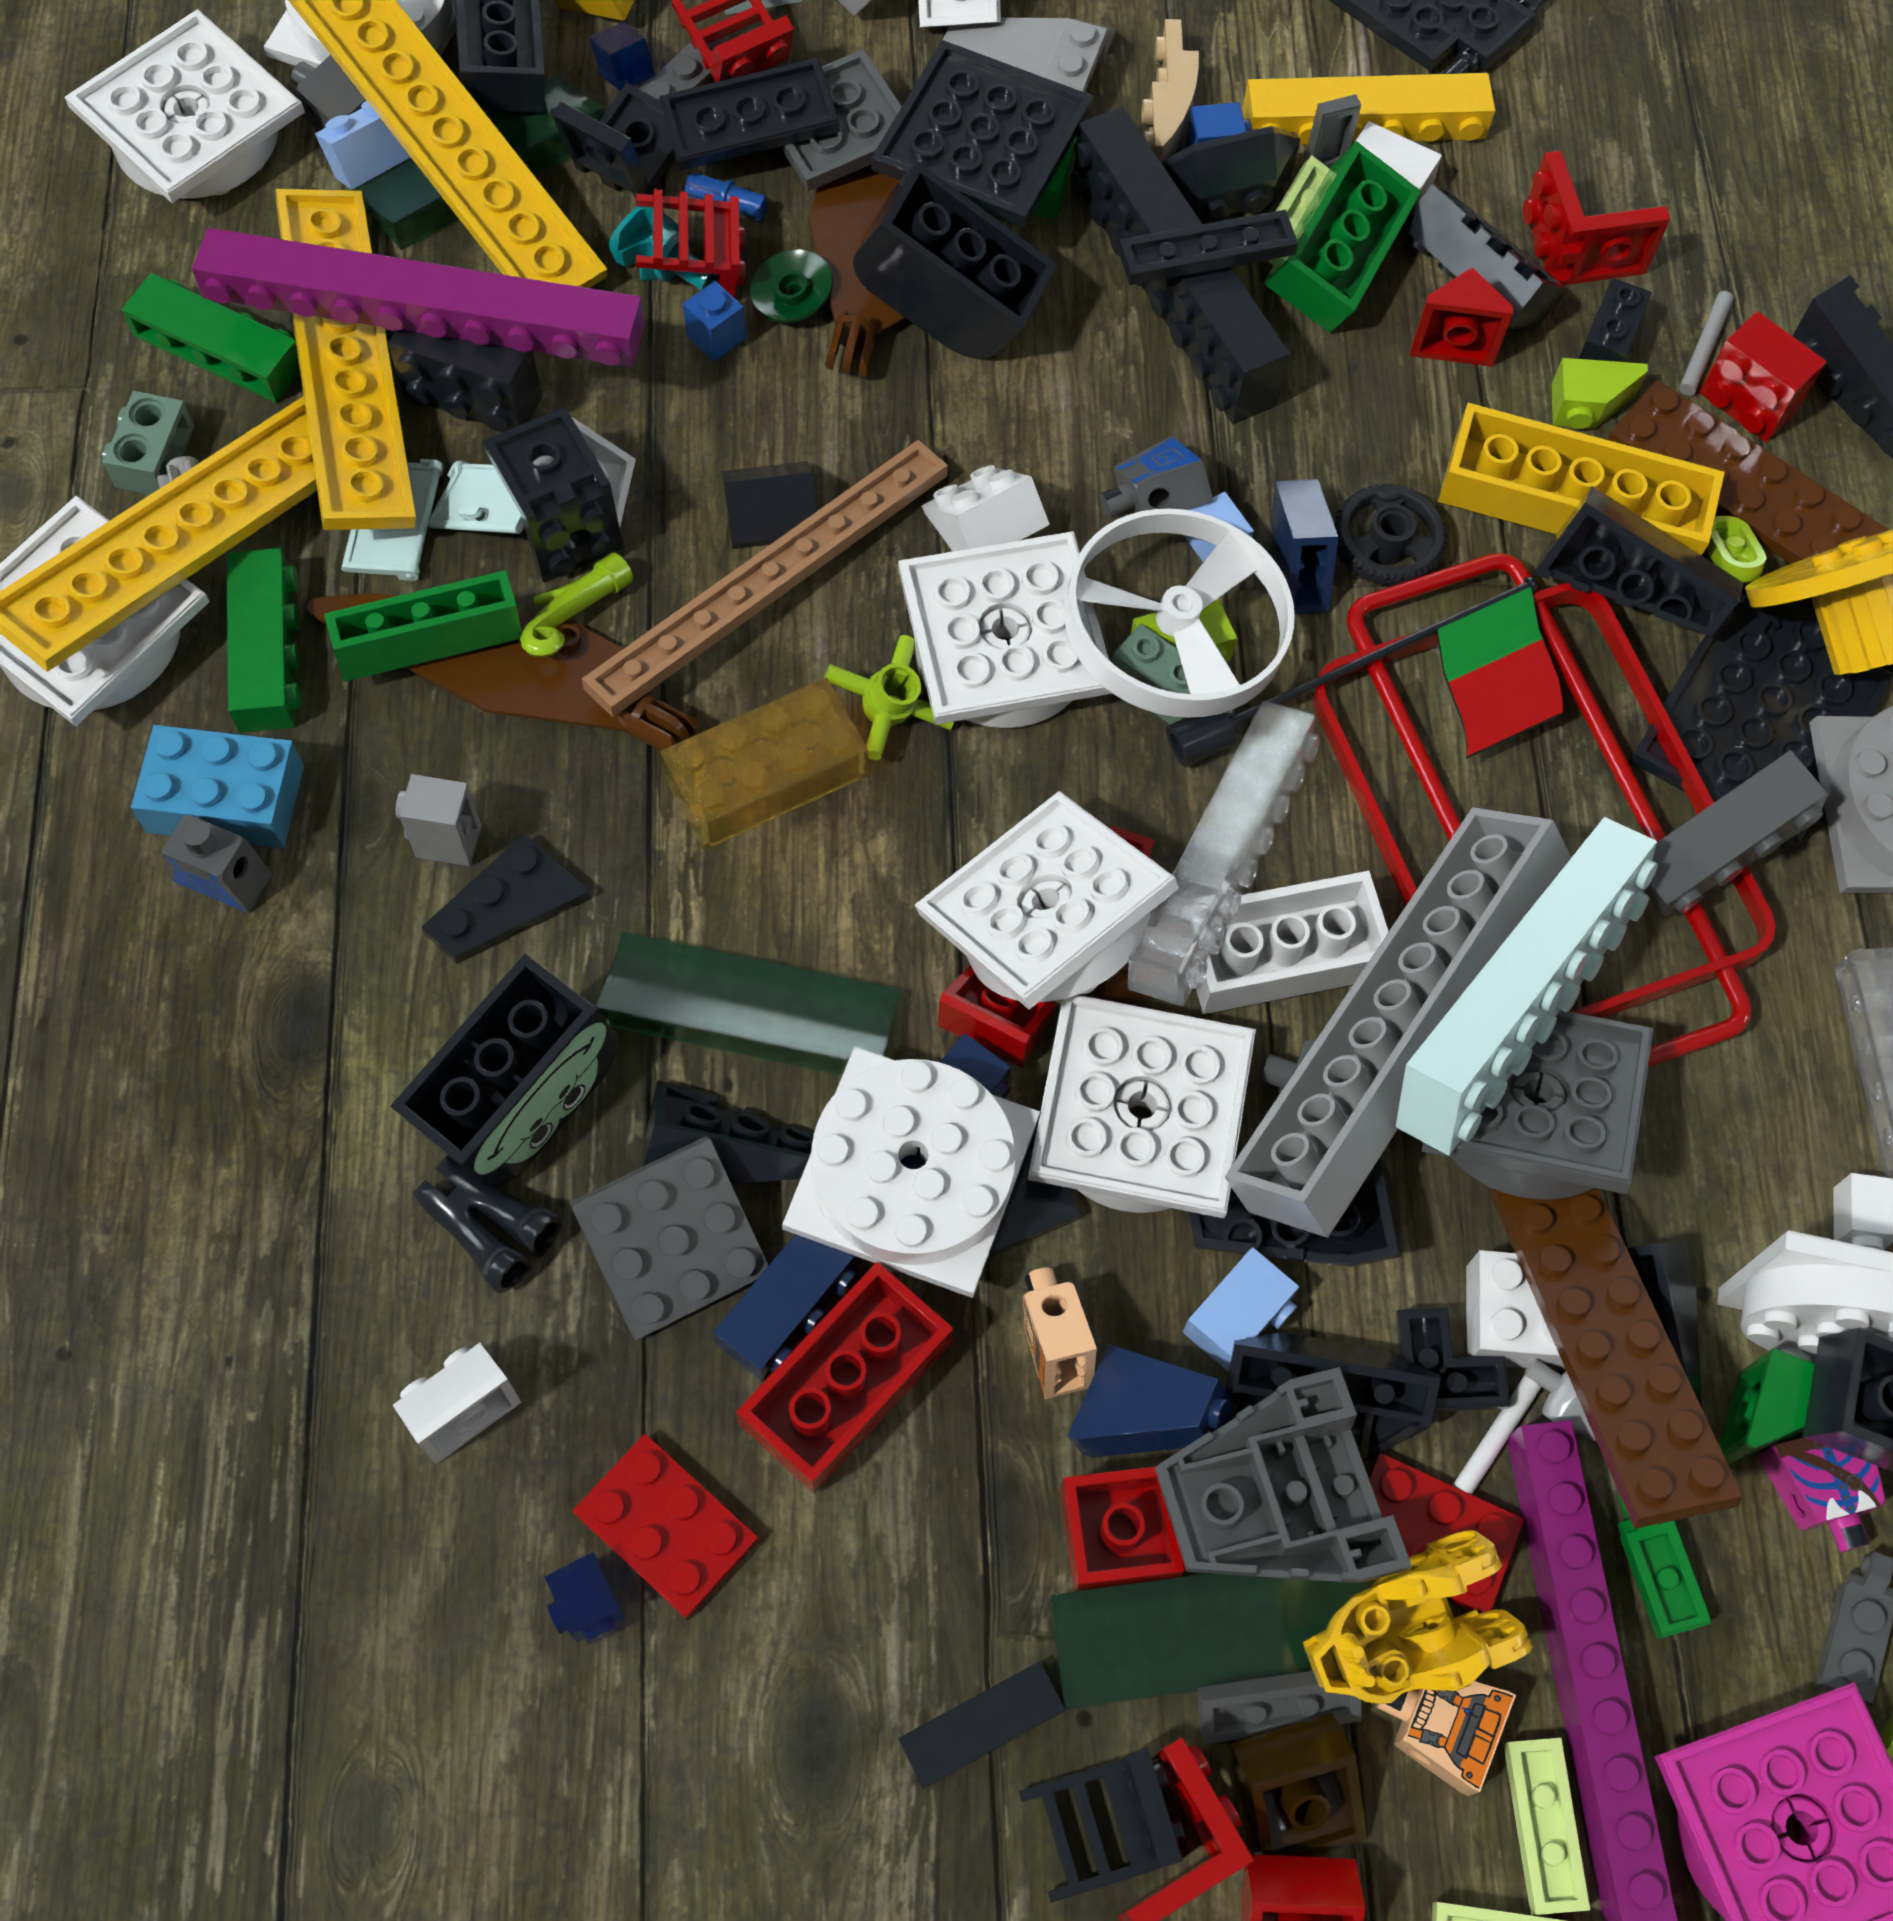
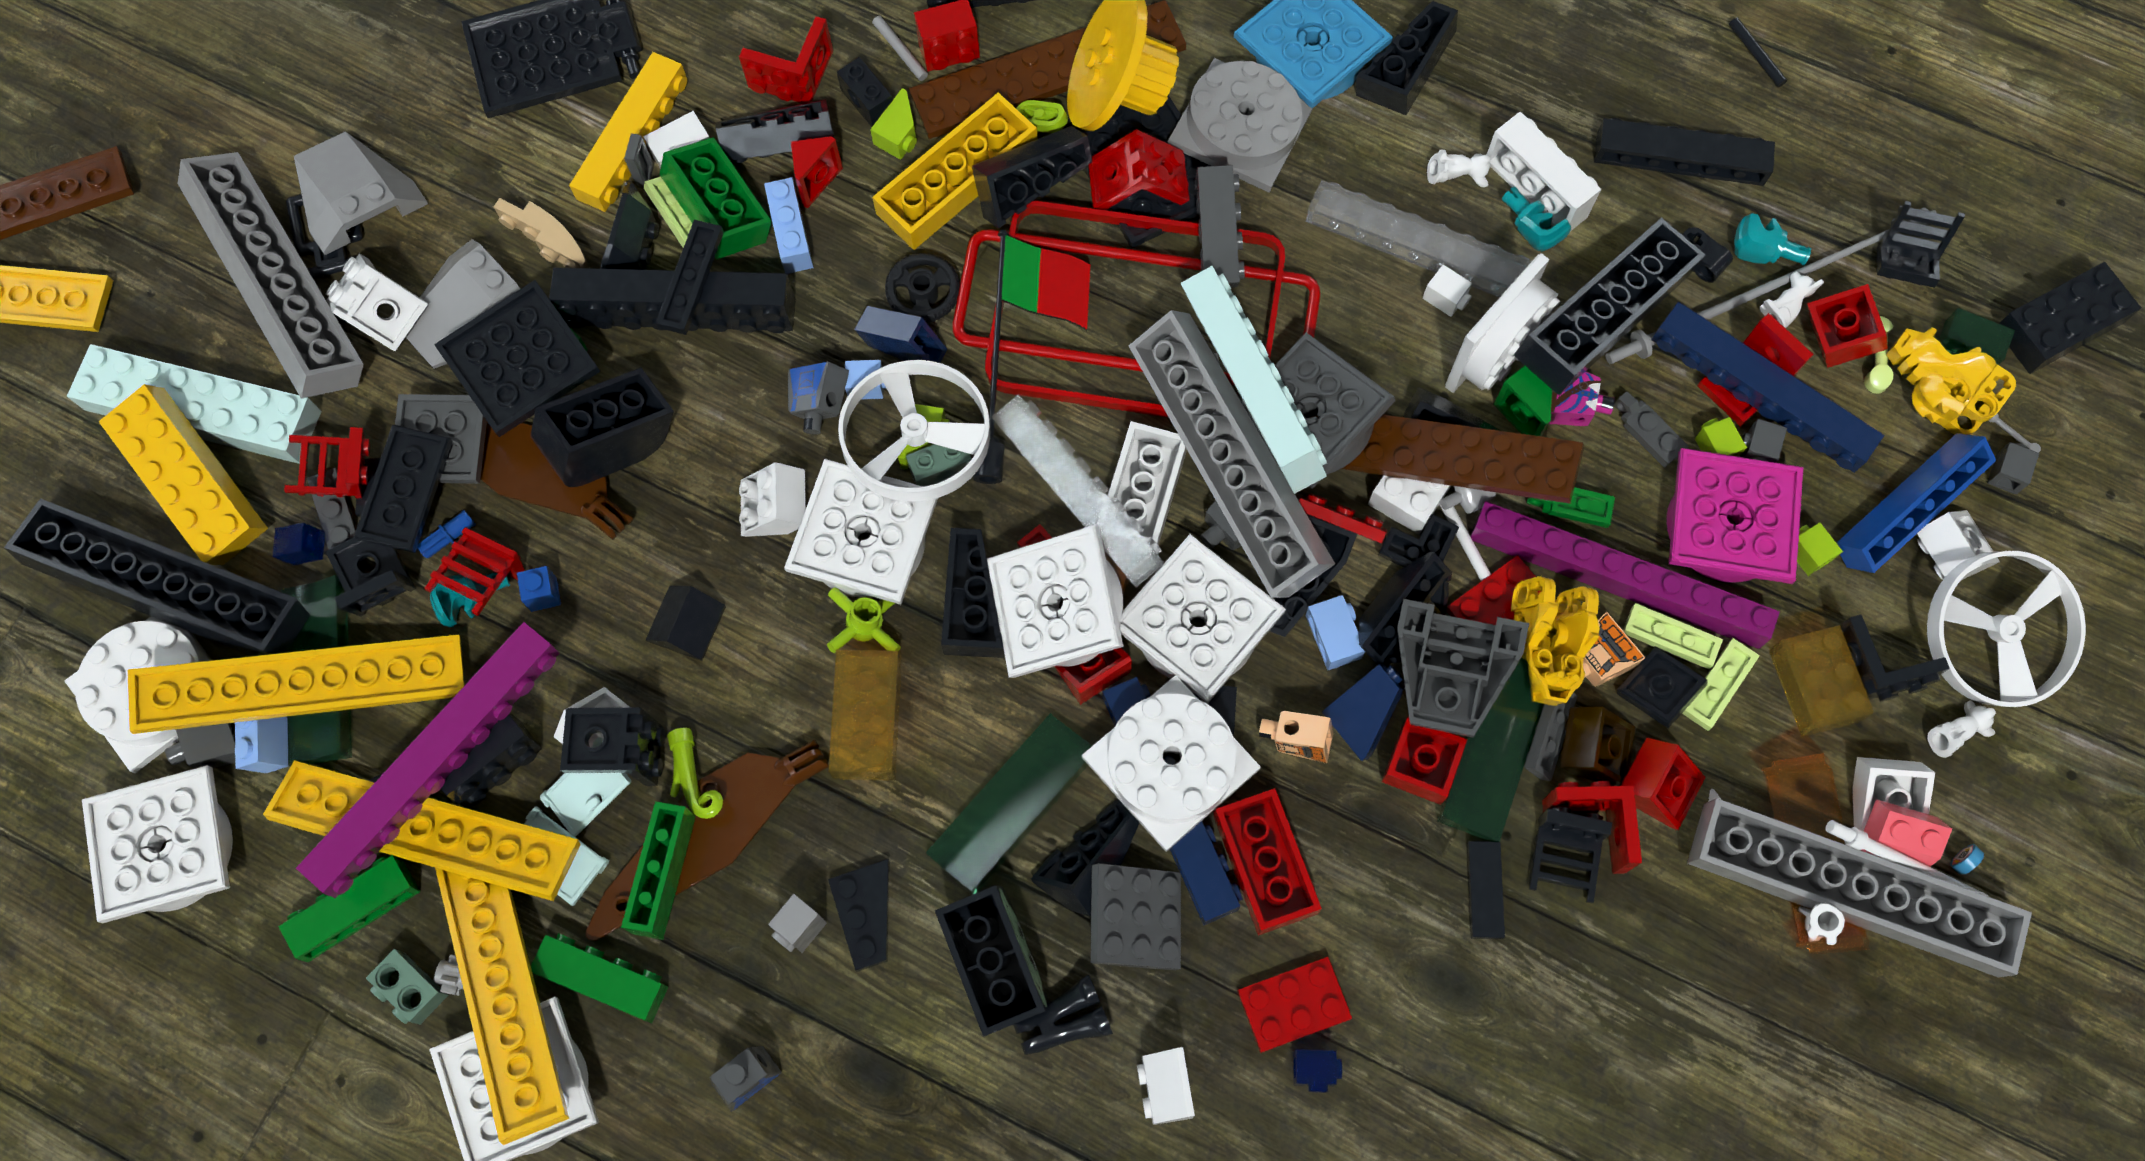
camera: 55 degrees left, 5 degrees up
(221, 779) = (689, 1051): dark azure brick -> none
(763, 578) = (742, 652): medium nougat plate -> none
(791, 286) = (530, 524): dark green dish -> none
(979, 805) = (969, 605): none -> black wedge
(1215, 122) = (591, 224): blue brick -> none
(1364, 340) = (788, 225): none -> light blue brick
(1413, 1229) = (1343, 517): none -> red plate
(1453, 1848) = (1662, 687): none -> black tile
(1744, 687) = (1140, 164): none -> red bracket

